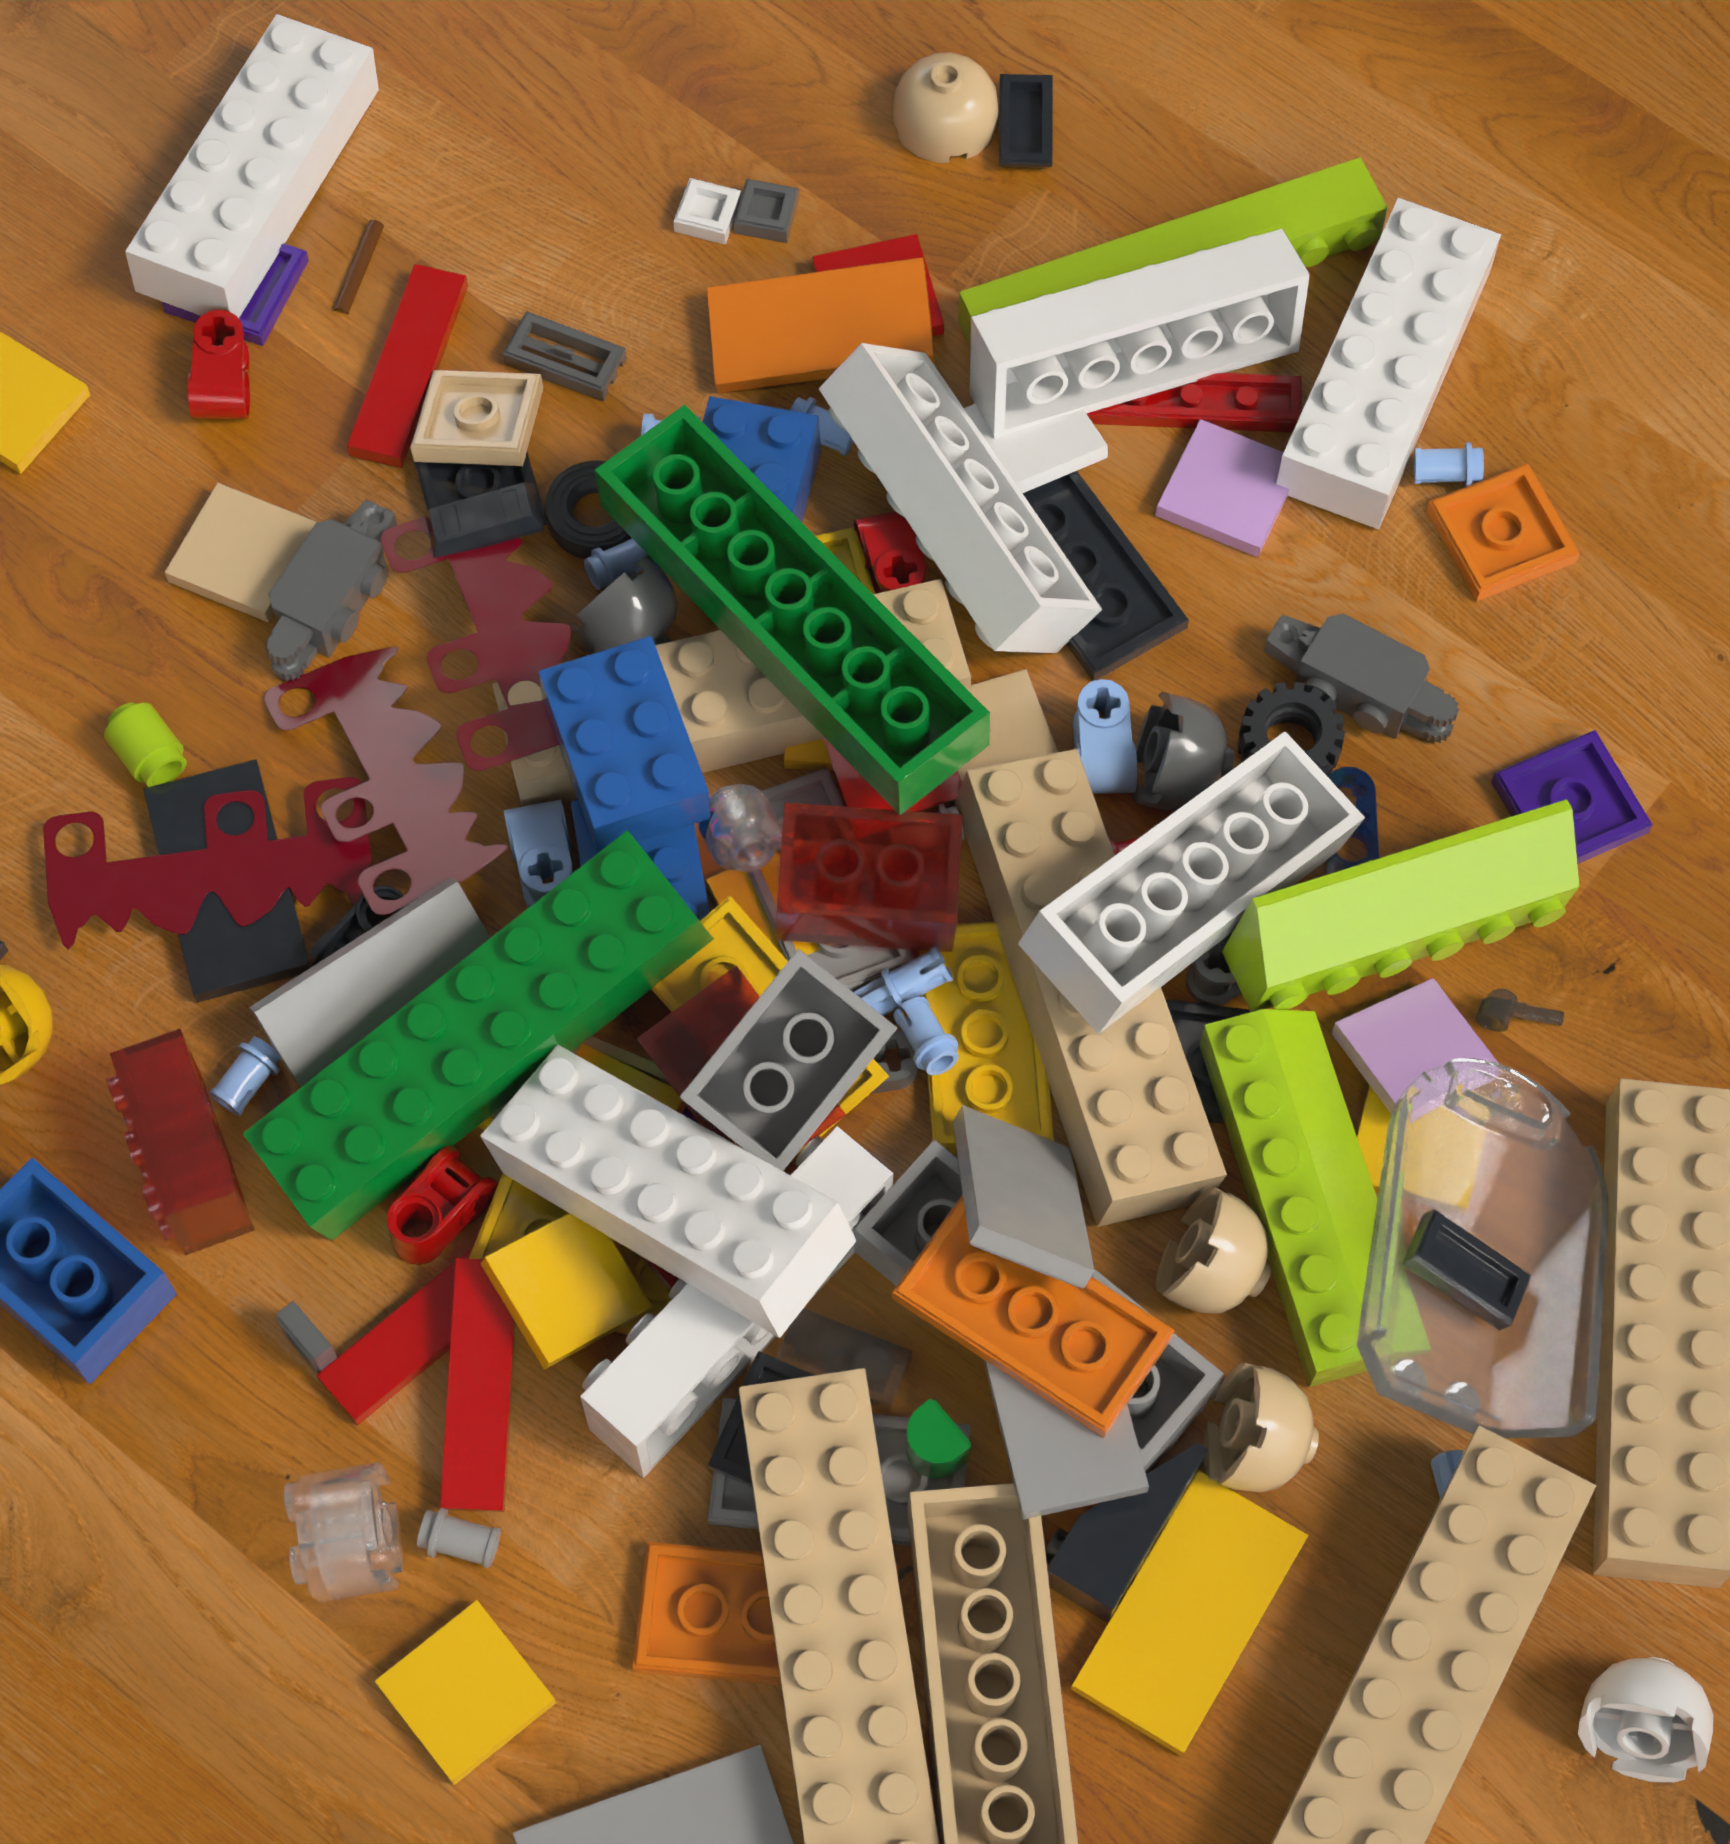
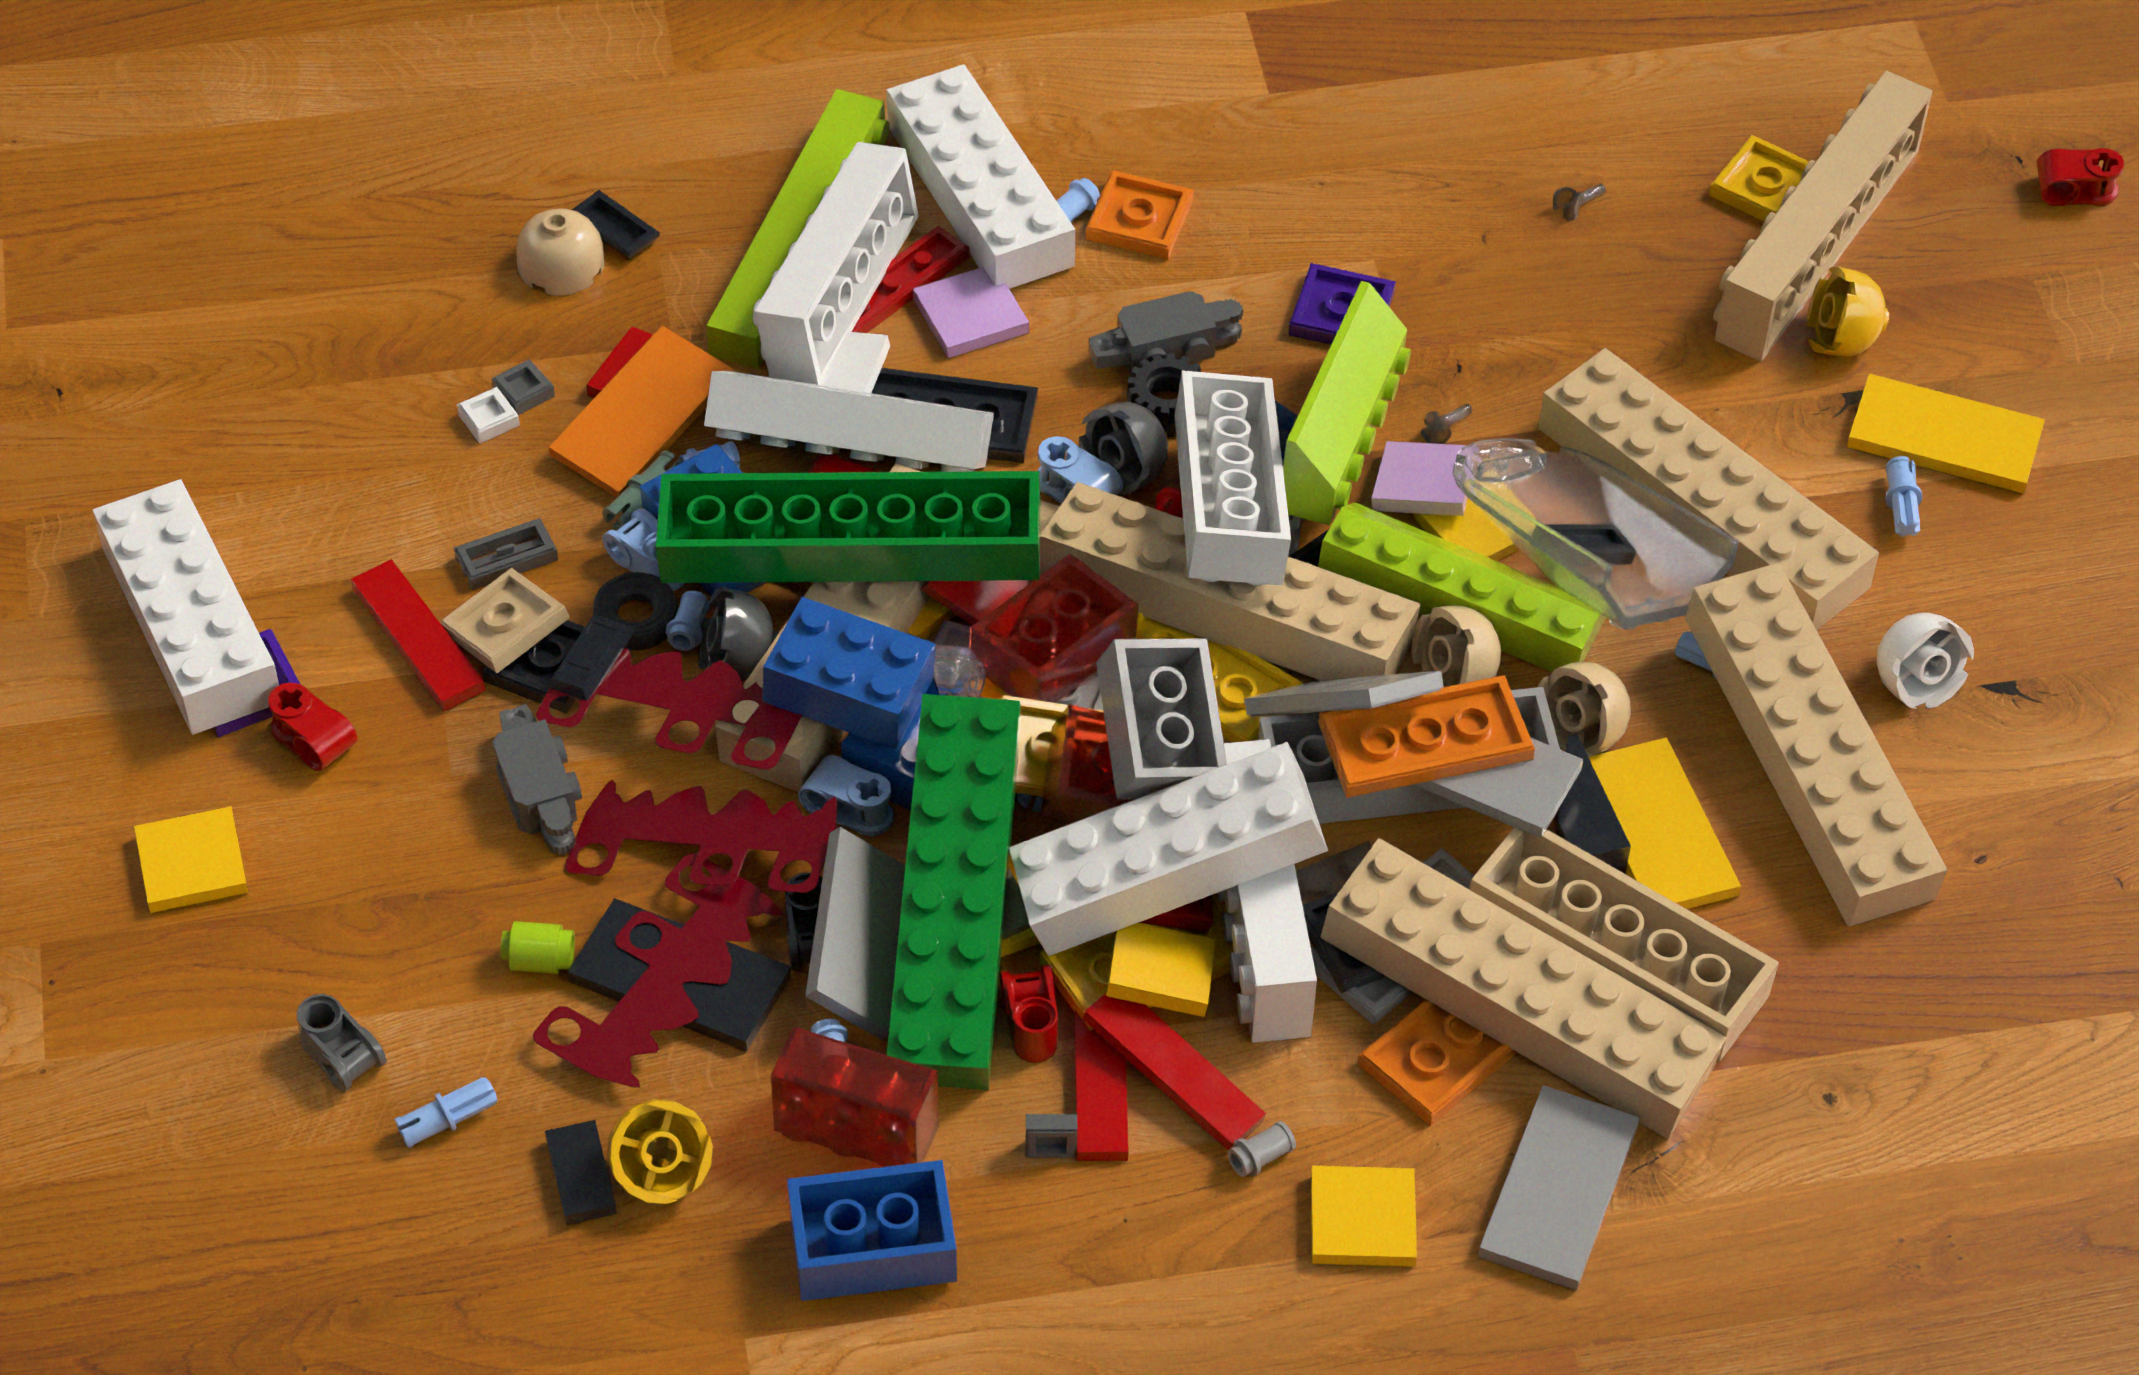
camera: 50 degrees left, 15 degrees down
(238, 550) = (451, 810): tan tile -> none
(344, 1533) = (1208, 1191): clear brick -> none
(359, 266) = (309, 614): reddish brown piece -> none
(748, 393) = (630, 498): none -> sand green pin
(935, 1442) = (1445, 853): green brick -> none

